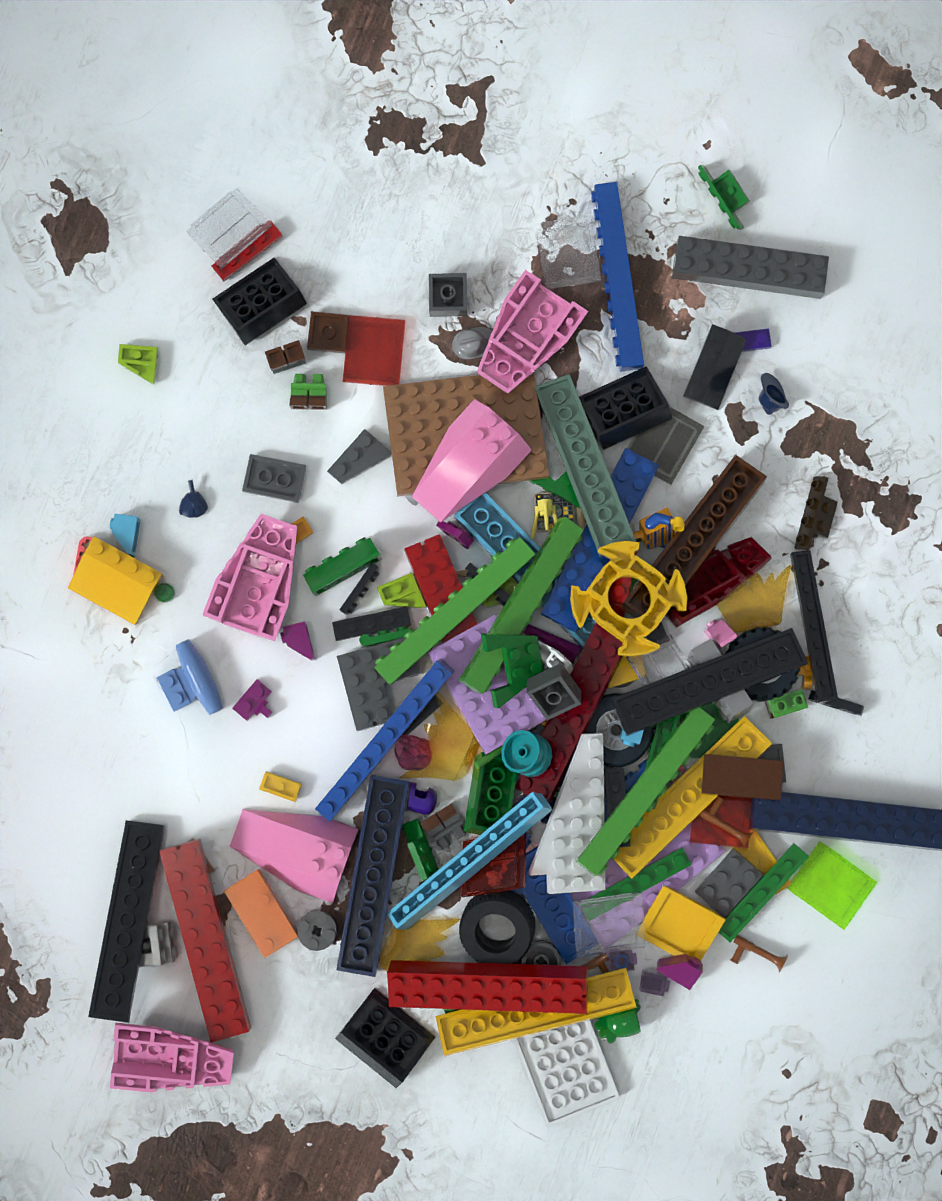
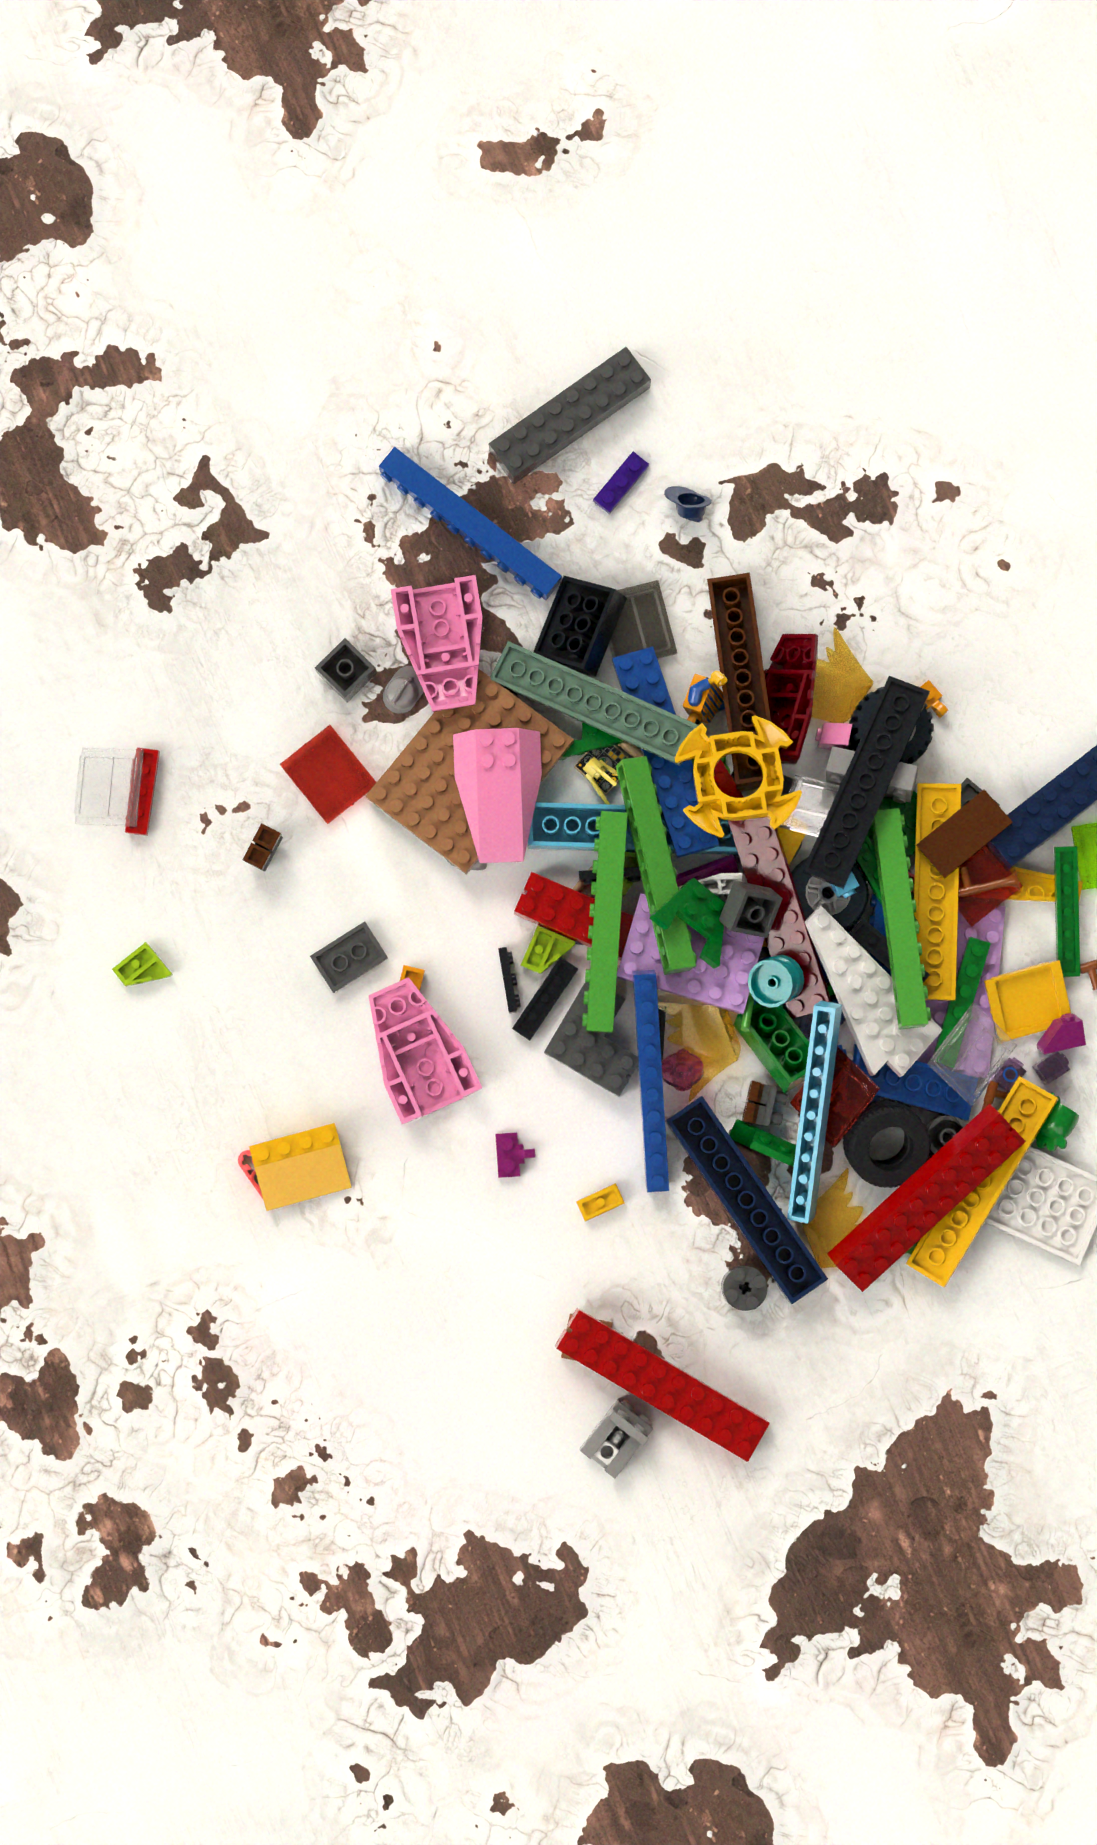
camera: 45 degrees left, 0 degrees up
(126, 531) = (269, 1117): medium azure slope -> none
(126, 922) = (584, 1432): black plate -> none
(158, 1058) = (721, 1513): bright pink wedge -> none
(164, 592) = (349, 1137): green tile -> none
(190, 681) = (443, 1188): medium blue plate -> none
(193, 503) = (301, 1042): dark blue piece -> none
(259, 301) = (193, 822): black slope -> none
(261, 913) = (686, 1318): orange brick -> none
(296, 849) = (663, 1239): bright pink wedge -> none
(297, 638) = (498, 1069): magenta slope -> none
(314, 391) = (315, 852): hips -> none
(328, 332) = (276, 795): reddish brown plate -> none
(343, 566) = (476, 974): green slope -> none
(359, 456) = (401, 872): dark grey wing -> none
(383, 637) = (567, 998): green plate -> none
(385, 1038) = (882, 1321): black slope -> none
(421, 801) = (725, 1108): dark purple helmet -> none
(459, 535) = (549, 857): magenta hinge -> none
(568, 252) = (409, 542): clear piece -> none
(714, 367) = (620, 524): black slope -> none
(727, 192) = (492, 370): green bracket -> none
(728, 882) = (1033, 929): dark grey plate -> none
(786, 704) = (941, 742): bright green hips -> none
(814, 626) = (902, 658): black plate -> none
(817, 514) = (817, 566): dark brown bracket -> none
(840, 704) = (978, 703): black beam -> none

